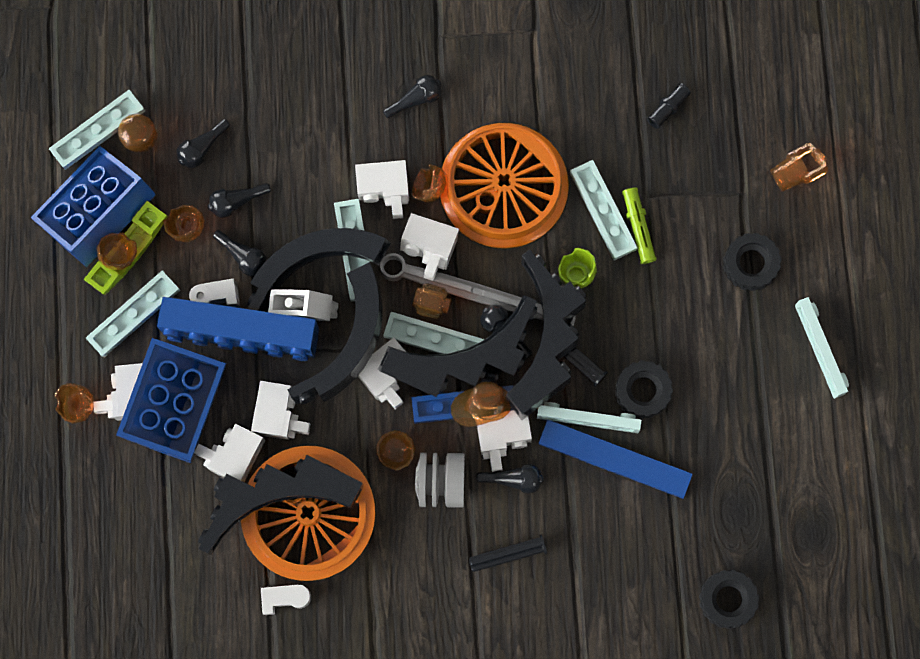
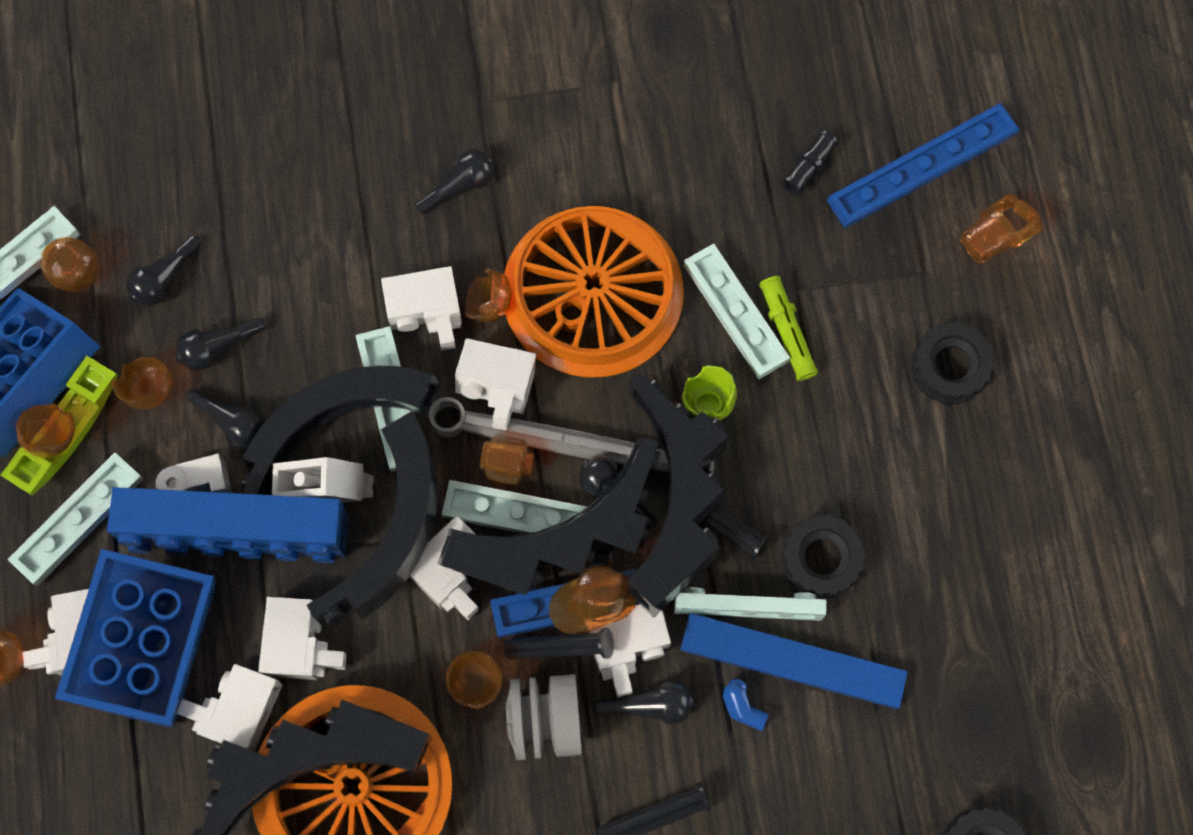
camera: 10 degrees left, 5 degrees down
(458, 433) = (563, 645): none -> black axle
(574, 485) = (739, 706): none -> blue arm
(751, 114) = (922, 165): none -> blue tile
(808, 314) = (1092, 516): light aqua plate -> none

